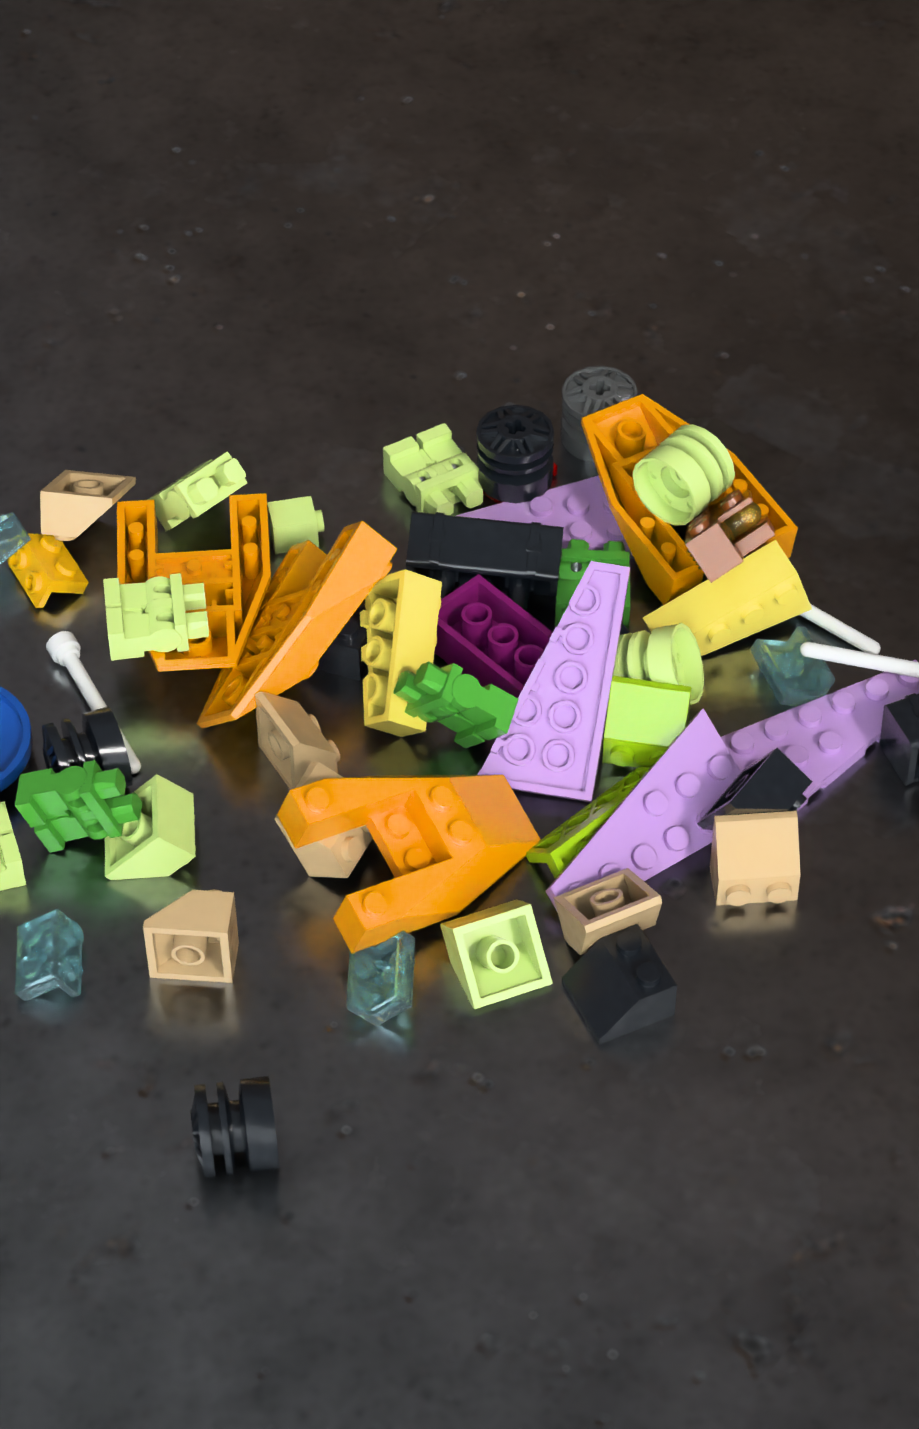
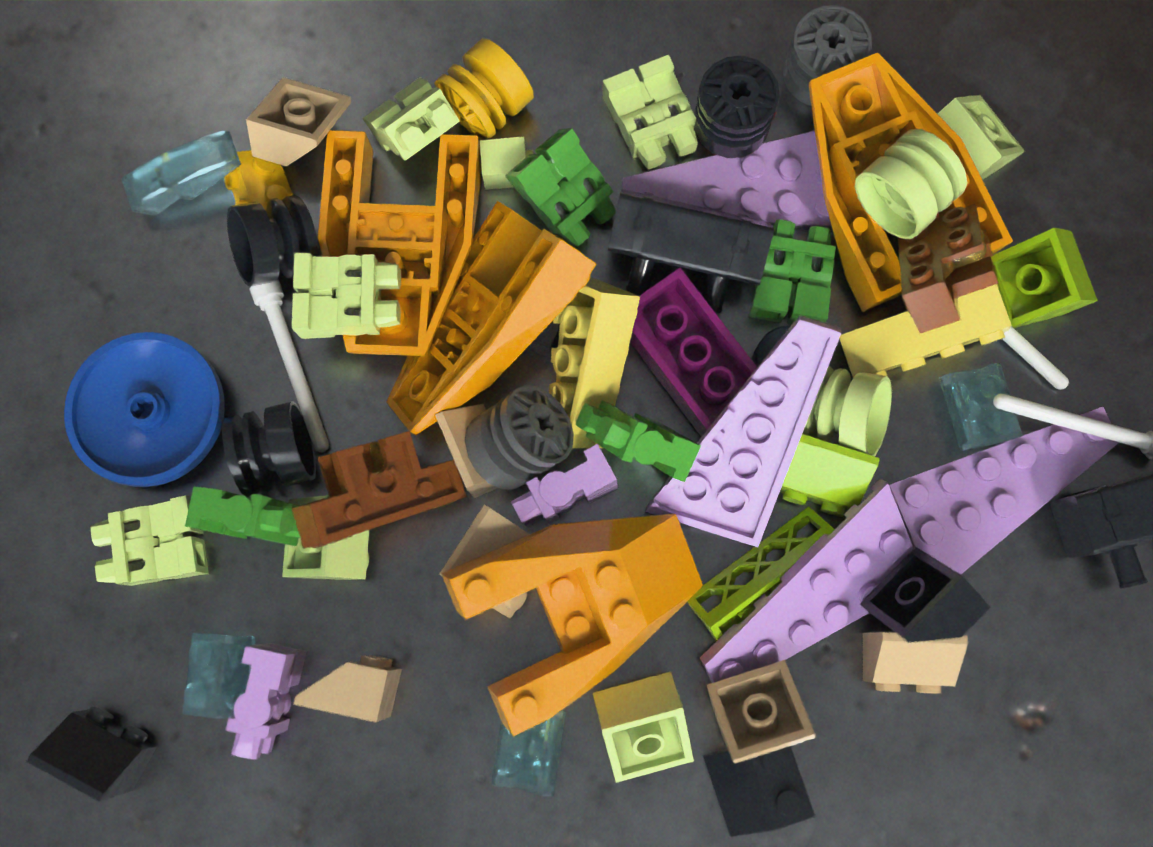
camera: 10 degrees right, 30 degrees up
(67, 590) = (267, 239): none -> black wheel
(105, 952) = (267, 699): none -> lavender hips
(204, 763) = (373, 488): none -> dark orange piece
(273, 458) = (485, 89): none -> yellow wheel
(339, 710) = (519, 438): none -> dark grey wheel
(348, 506) = (563, 186): none -> bright green hips
(402, 749) = (561, 491): none -> lavender hips
(765, 464) = (982, 133): none -> yellowish green slope
(838, 564) = (1043, 278): none -> lime slope

